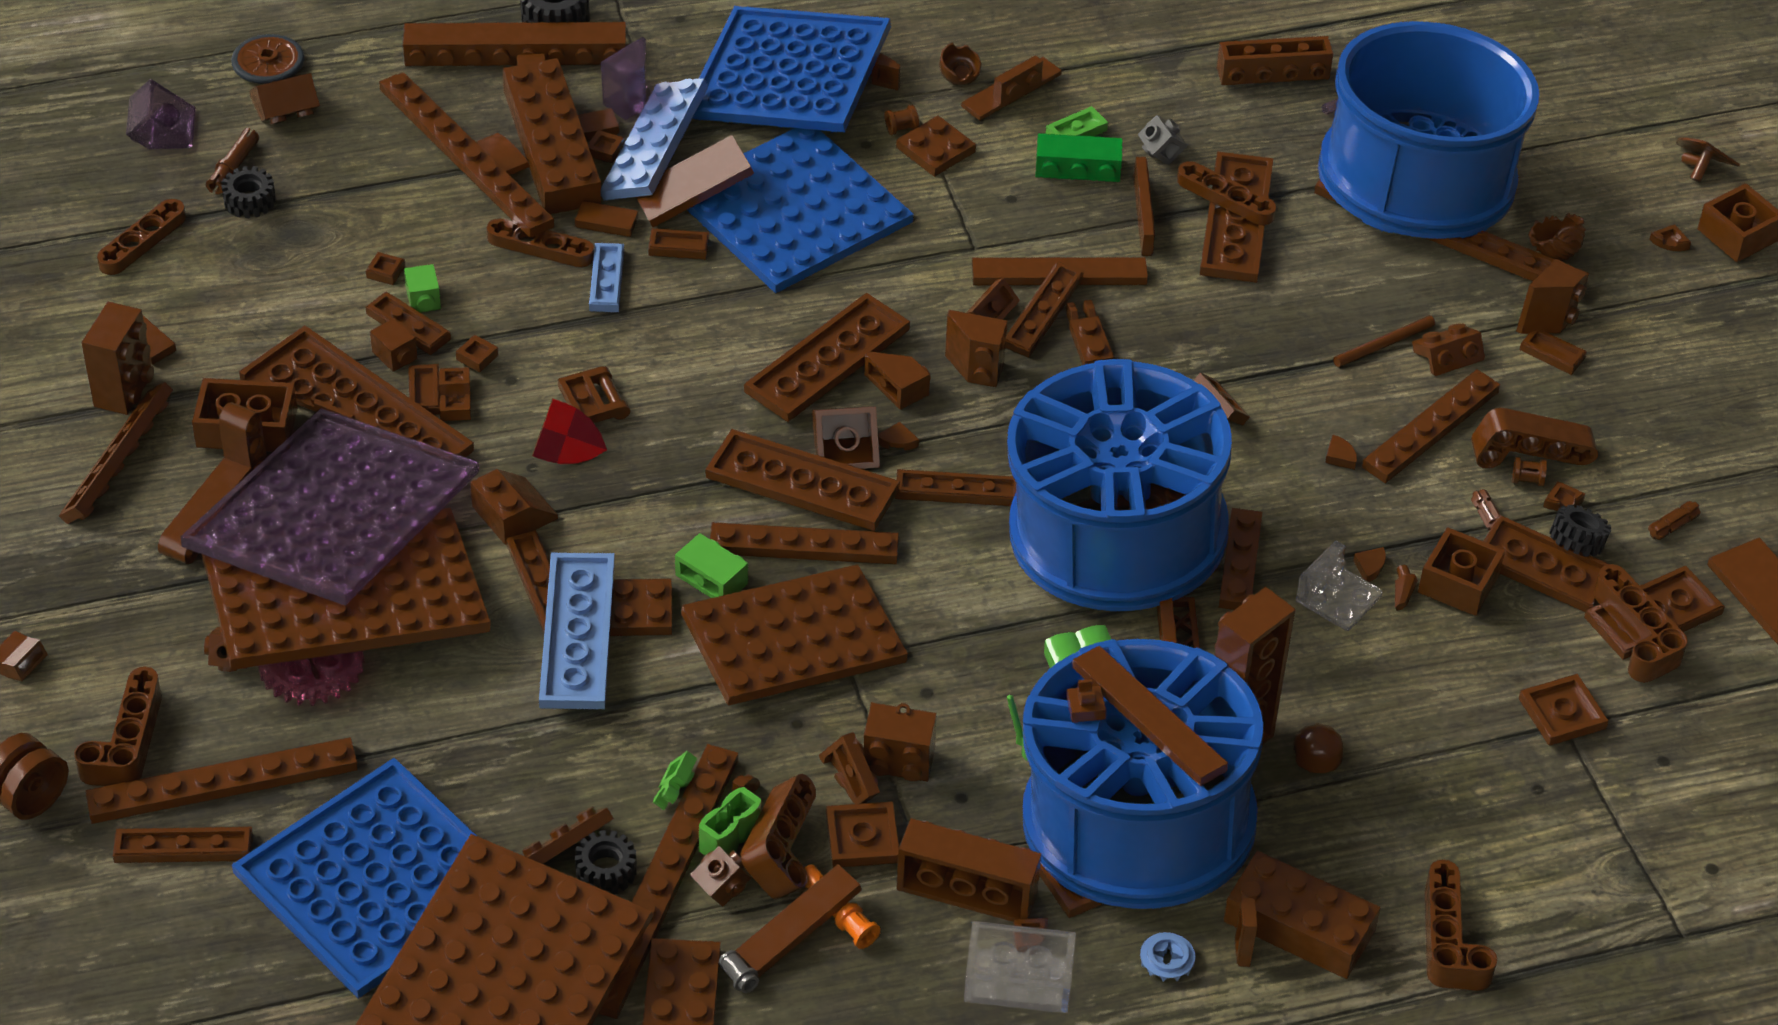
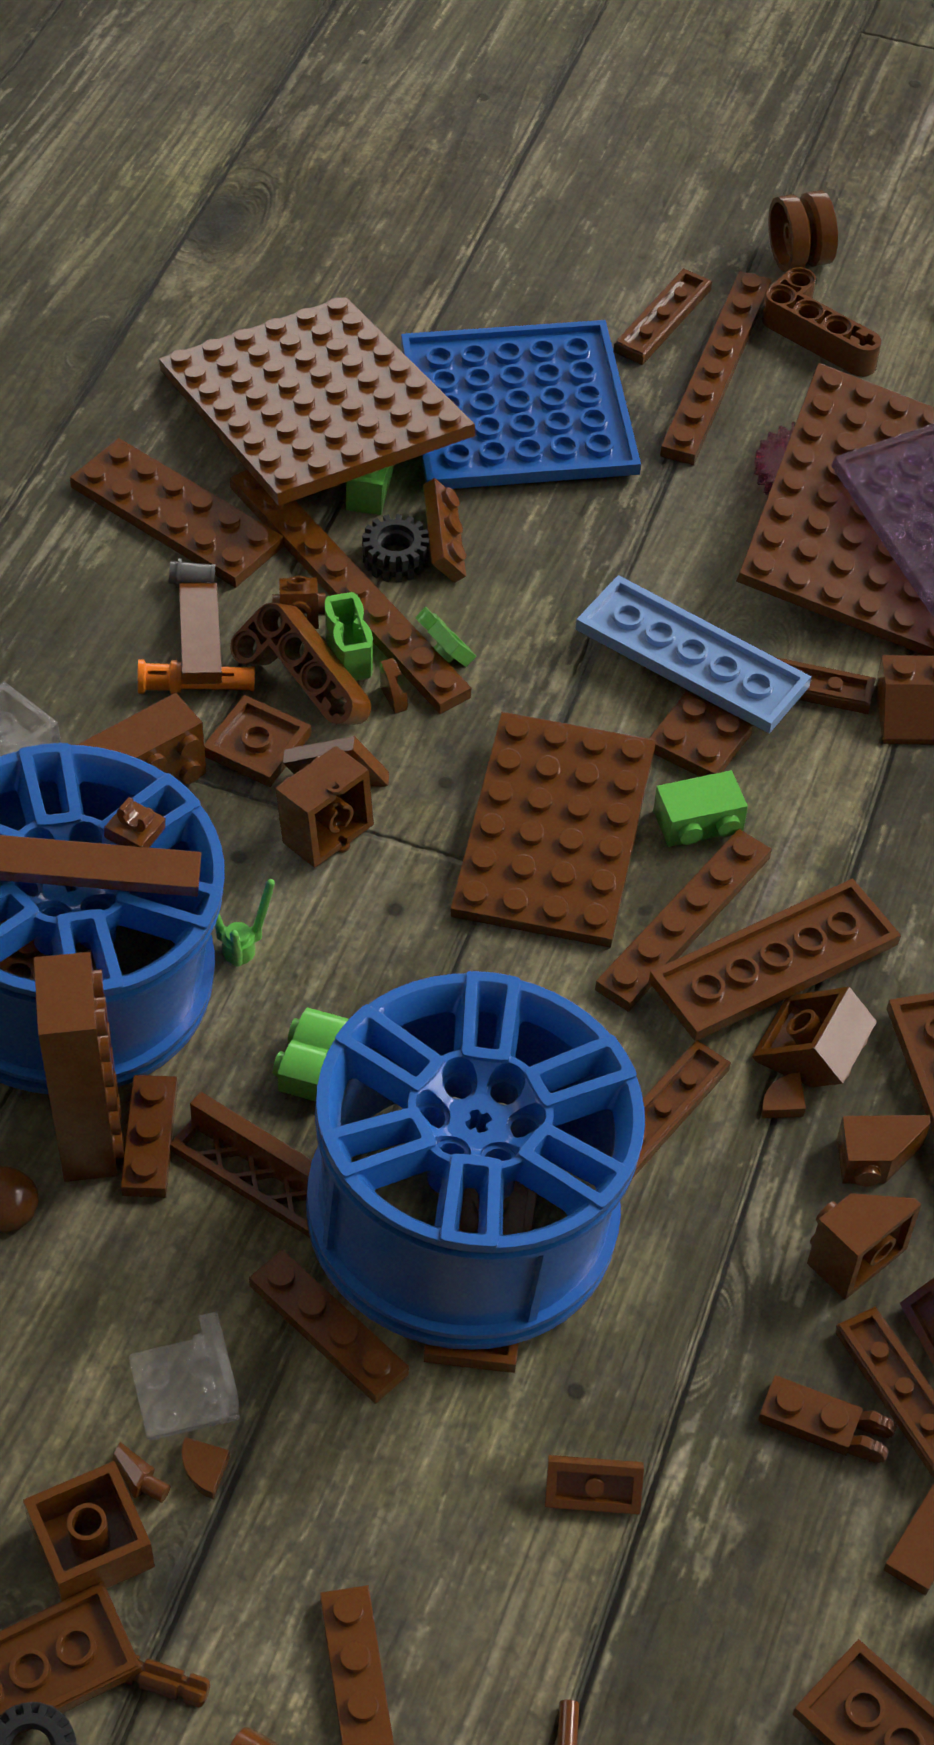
camera: 125 degrees right, 5 degrees up
(1341, 453) = (404, 1573): reddish brown tile -> none

